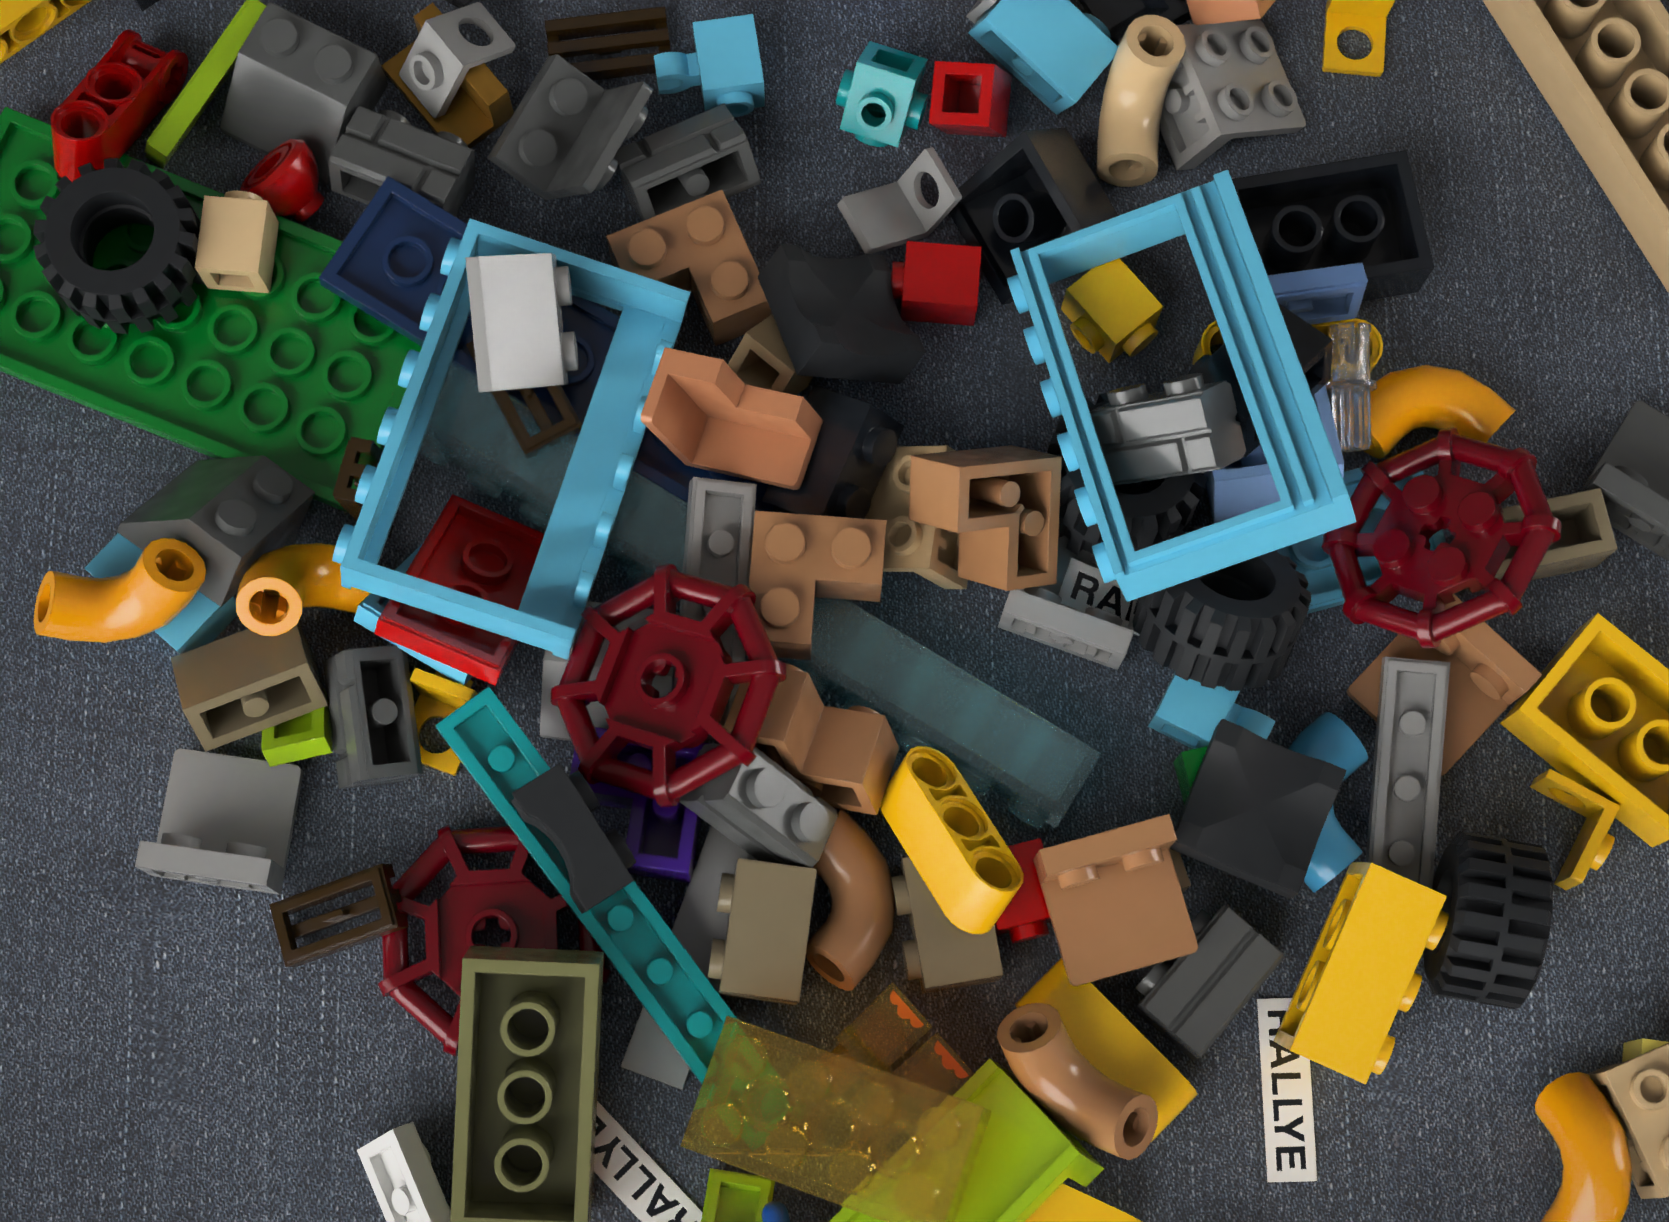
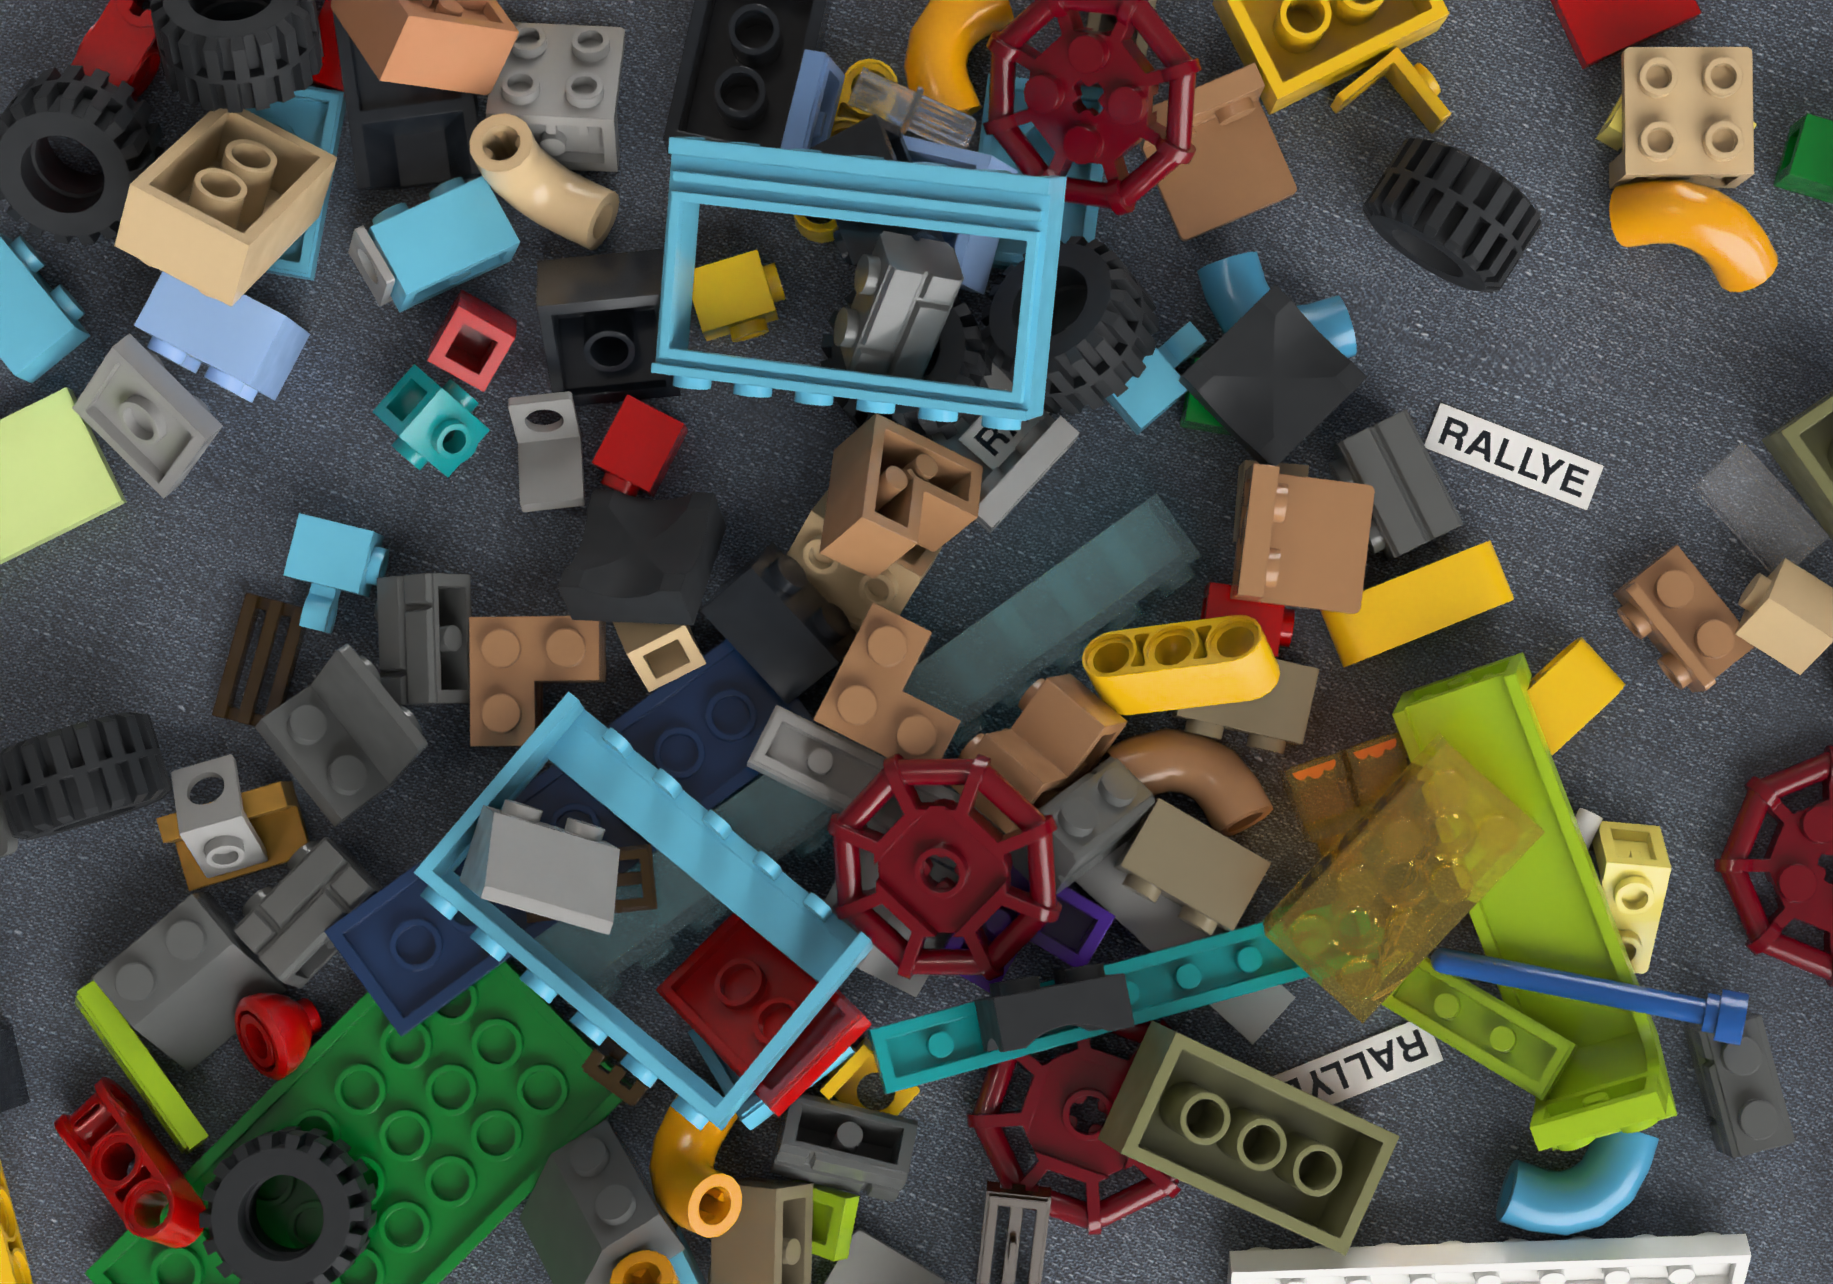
camera: 65 degrees left, 10 degrees up
(237, 242) = (327, 1100): tan brick -> none
(729, 426) = (713, 705): nougat panel -> none
(1071, 1087) = (1447, 651): medium nougat cylinder -> none
(1362, 971) = (1452, 350): yellow brick -> none
(1408, 767) = (1296, 229): light grey tile -> none

